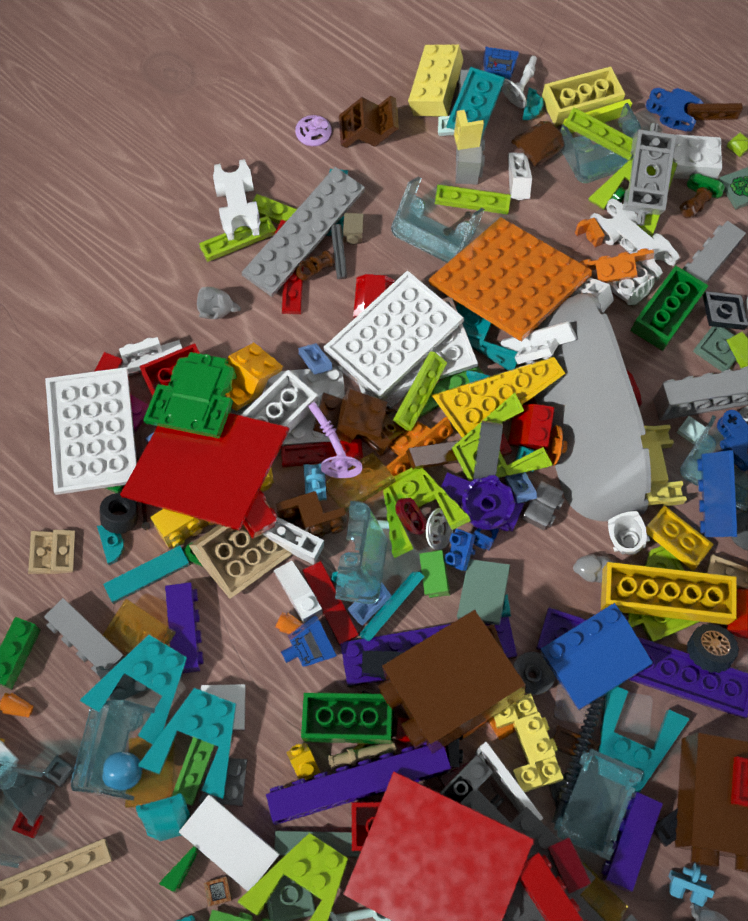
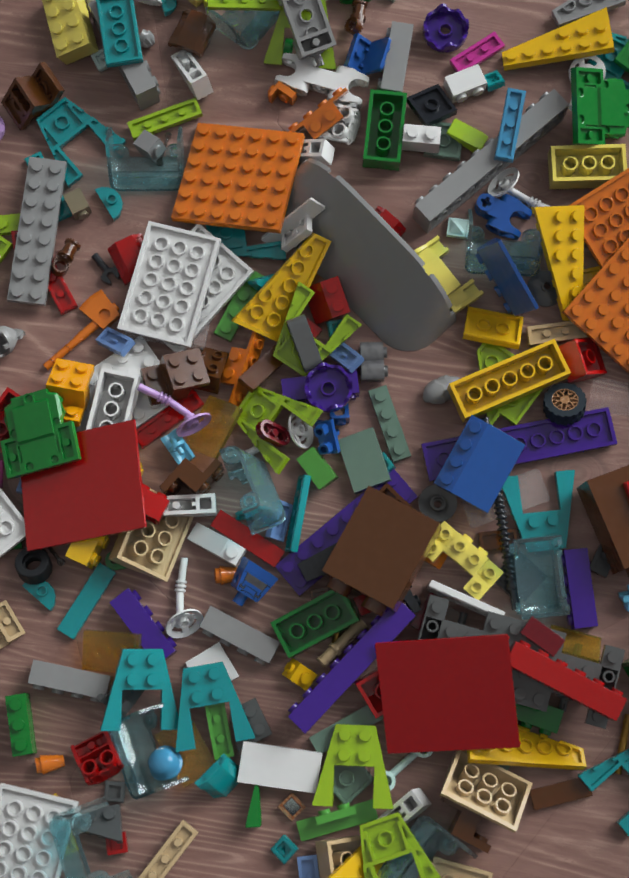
camera: 25 degrees left, 10 degrees up
(62, 728) = (97, 758): none -> red slope
(221, 639) = (181, 618): none -> white dish
(268, 689) = (240, 635): none -> light grey brick
(317, 330) = (100, 312): none -> orange piece
(339, 254) = (78, 232): dark grey axle -> none
(344, 295) = (105, 269): none -> black bar
(377, 159) = (63, 124): none -> teal wing
(384, 241) = (111, 200): none -> teal plate
(420, 391) = (220, 322): lime plate -> none
(446, 213) = (149, 145): none -> light grey brick
(467, 133) = (129, 69): light yellow panel -> none
(495, 127) = (146, 38): none -> light grey plate
(527, 572) = (389, 423): none -> sand green plate
(557, 445) = (356, 305): orange dish -> none
(628, 533) = (452, 348): white helmet -> none
(687, 238) = (367, 56): none -> blue bracket
(700, 332) = (421, 138): none -> white brick

